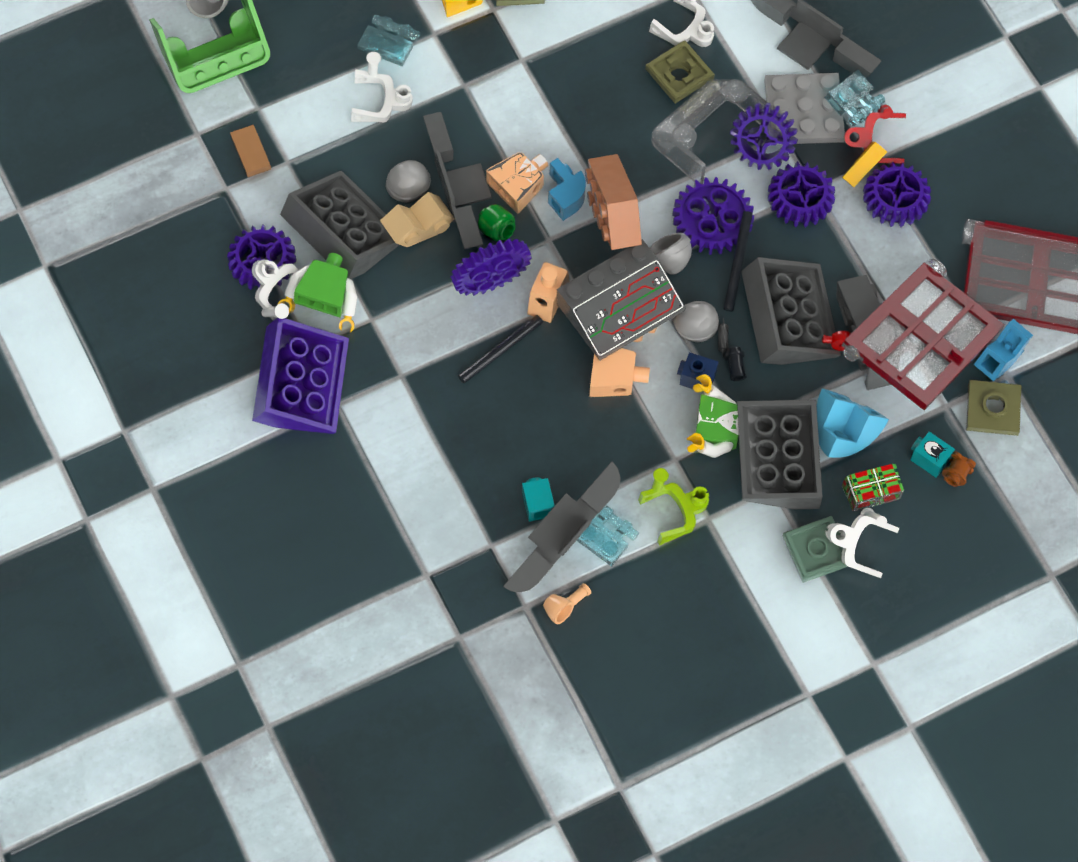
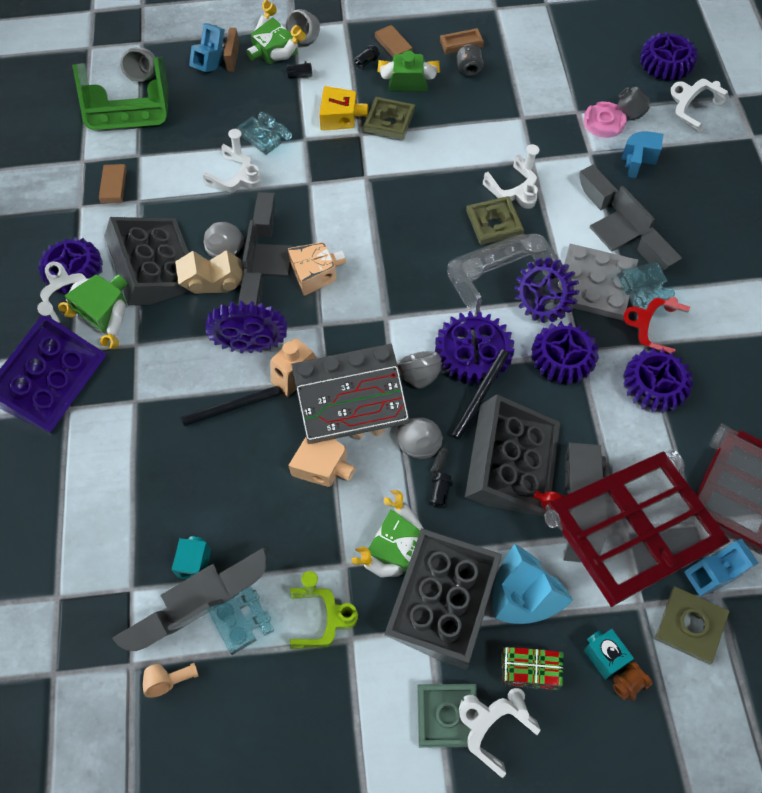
camera: 25 degrees right, 5 degrees down
(496, 223) = (278, 295): green head -> none
(569, 192) = (353, 290): dark azure brick -> none
(613, 202) = (378, 304): nougat brick -> none
(694, 367) = (399, 480): dark blue brick -> none
(864, 164) = (635, 343): yellow piece -> none

